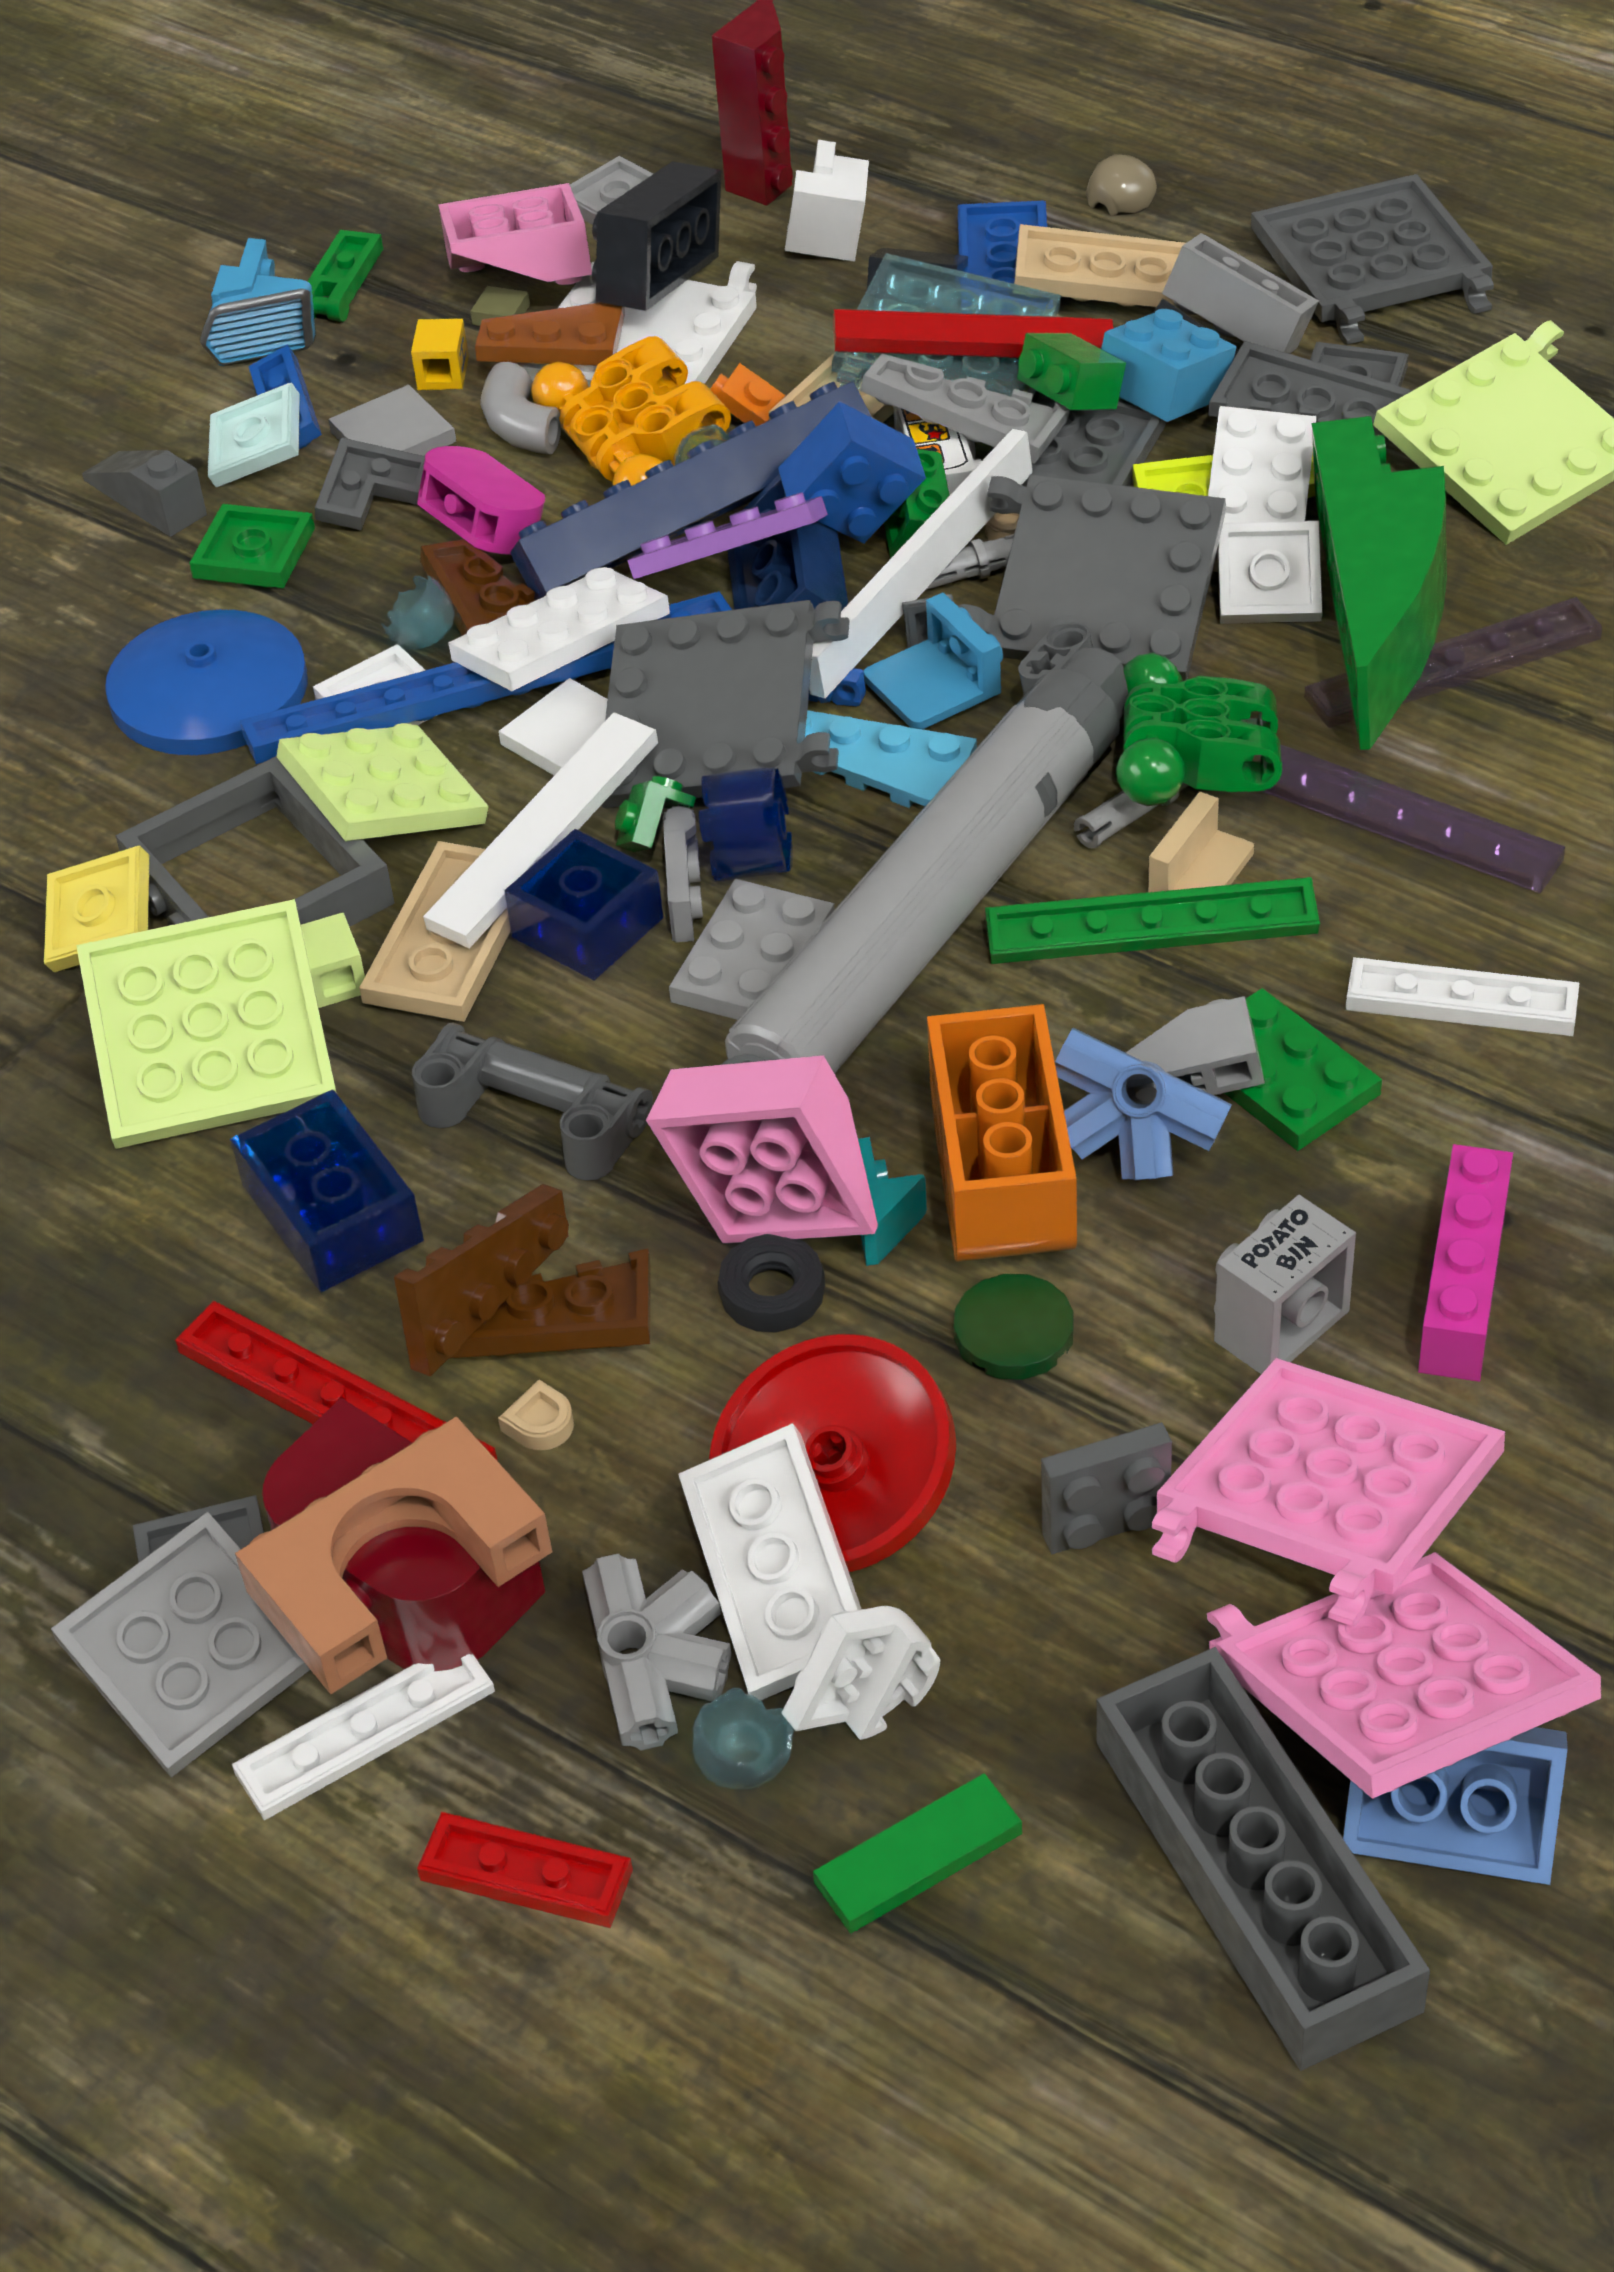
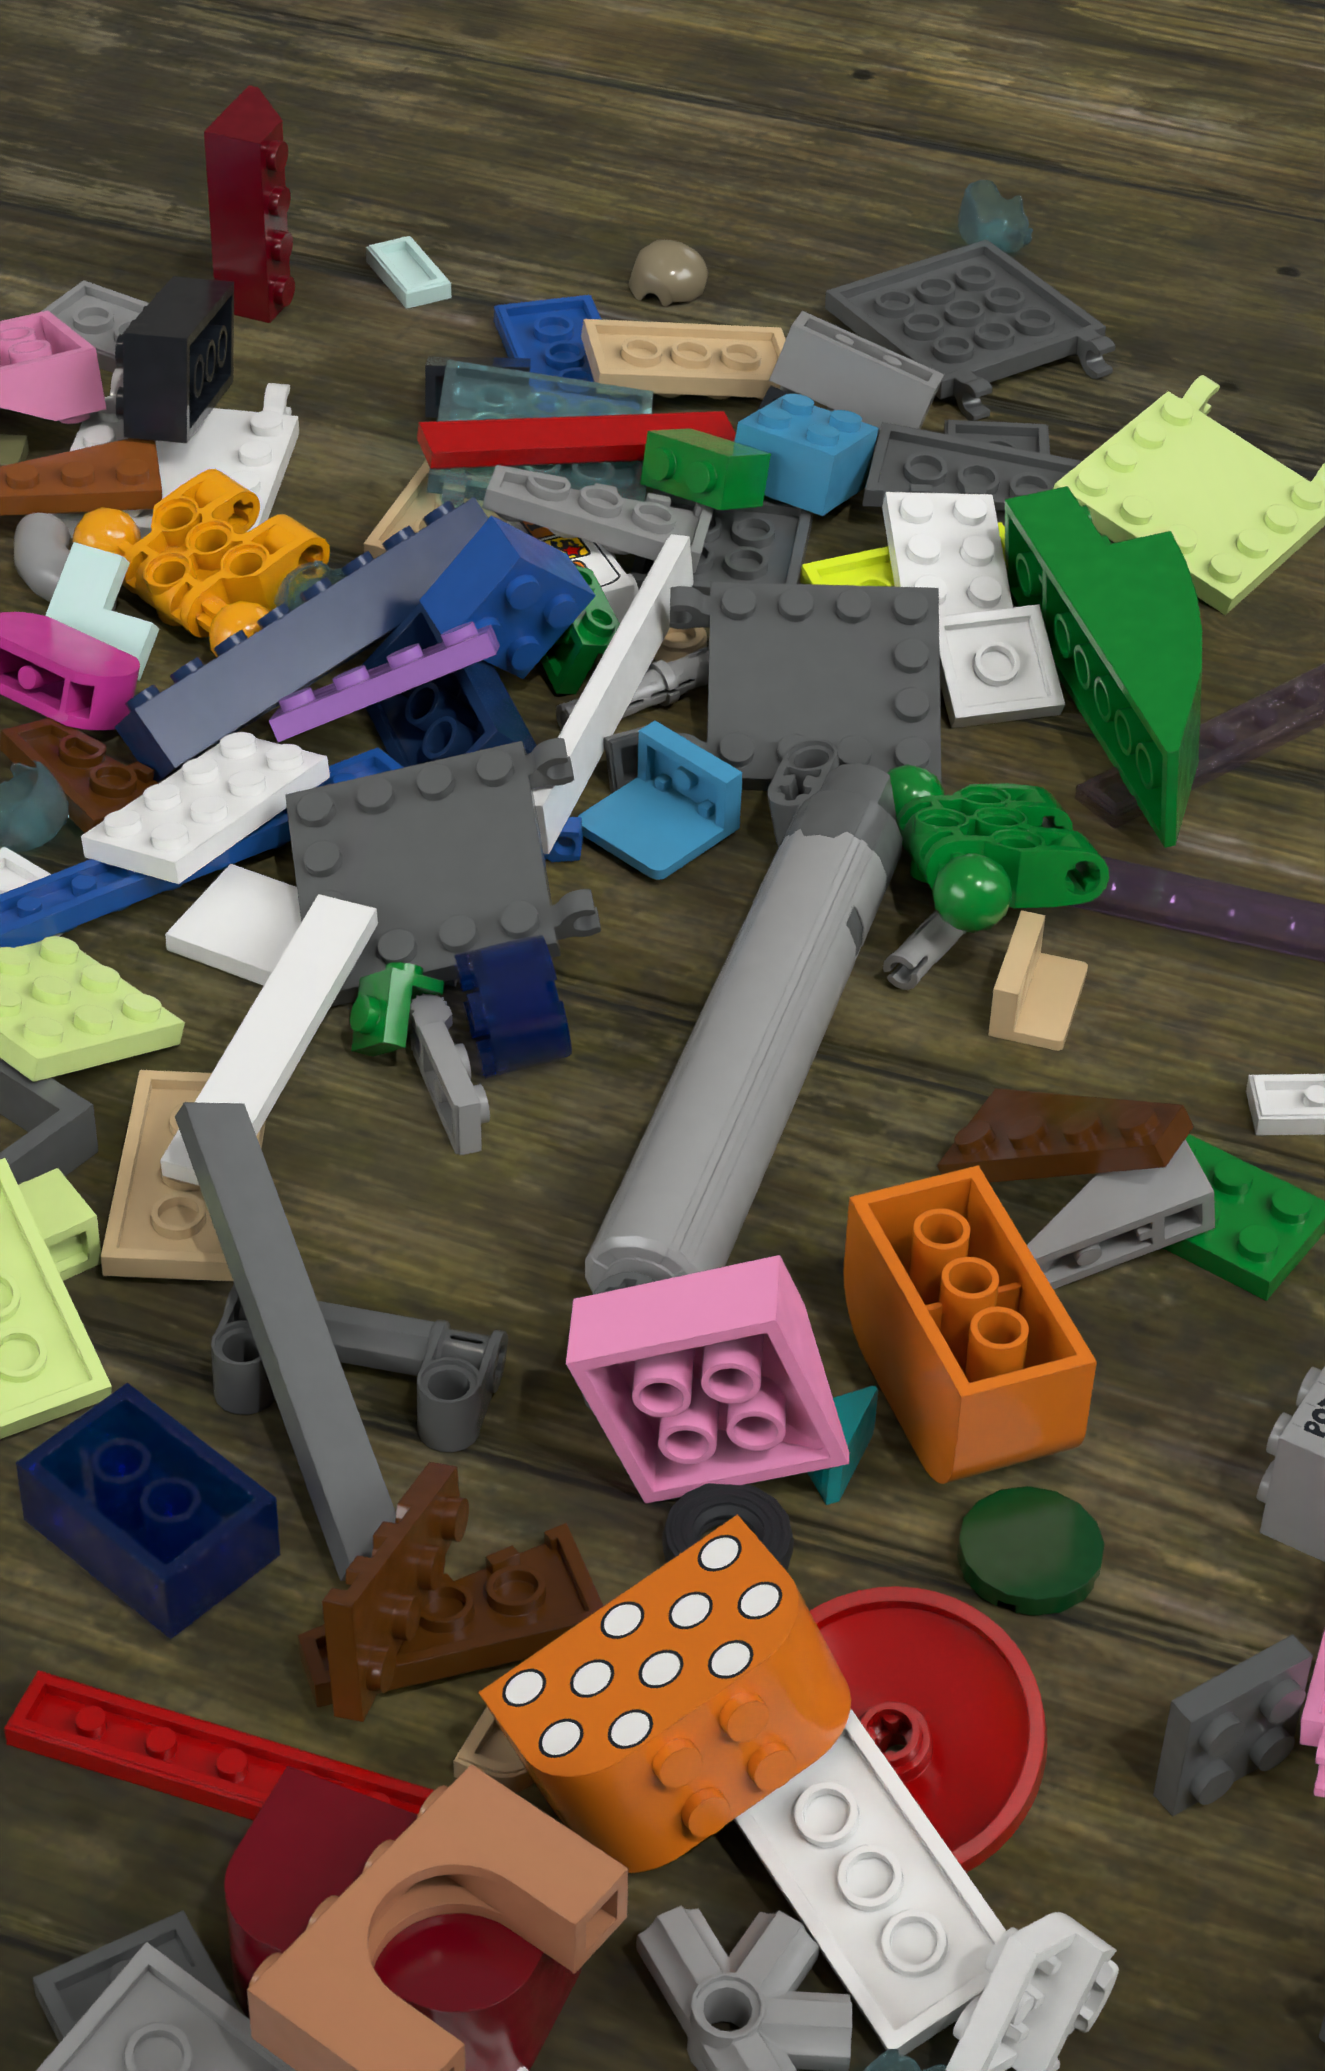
camera: 20 degrees left, 5 degrees down
(471, 1050) = (288, 1328): none -> dark grey tile
(521, 446) = (87, 597): none -> light aqua tile
(584, 904) = (350, 1122): clear blue brick -> none
(656, 1397) = (676, 1702): none -> orange brick
(745, 947) = (559, 1155): light grey plate -> none
(747, 395) = (337, 525): orange bracket -> none
(828, 206) = (359, 315): white plate -> none
(891, 757) = (657, 915): medium azure wing -> none
(897, 167) = (408, 272): none -> light aqua tile
(1141, 1128) = (1108, 1295): medium blue piece -> none
(1151, 920) = (1009, 1058): green tile -> none
(1152, 988) = (1065, 1135): none -> reddish brown wing
(1430, 154) = (991, 217): none -> clear light blue hair

